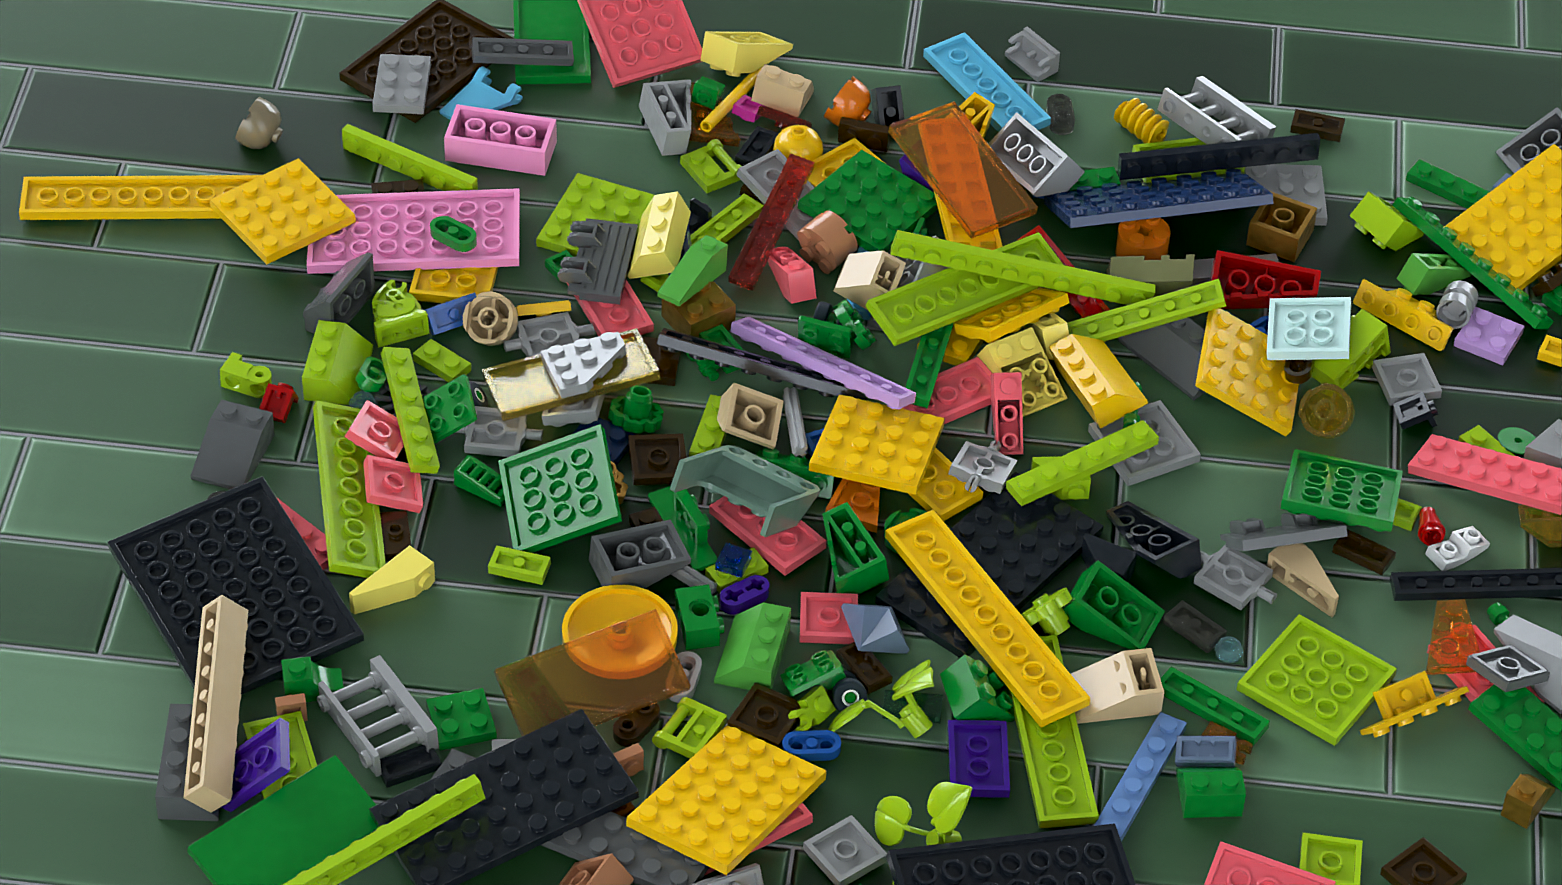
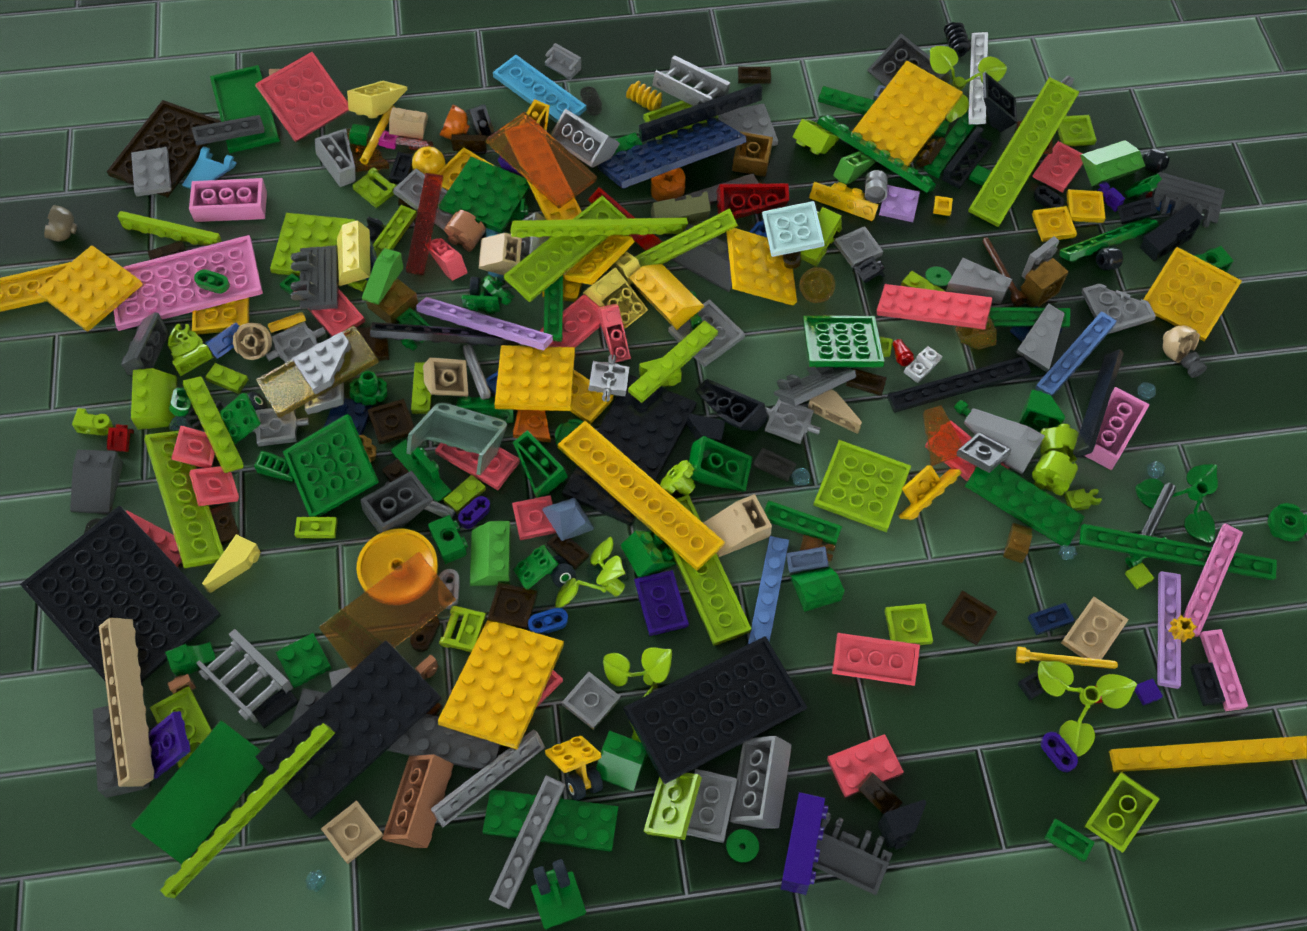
camera: 15 degrees left, 15 degrees up
(733, 560) = (461, 490): clear blue plate -> none
(814, 708) = (543, 592): lime plate -> none

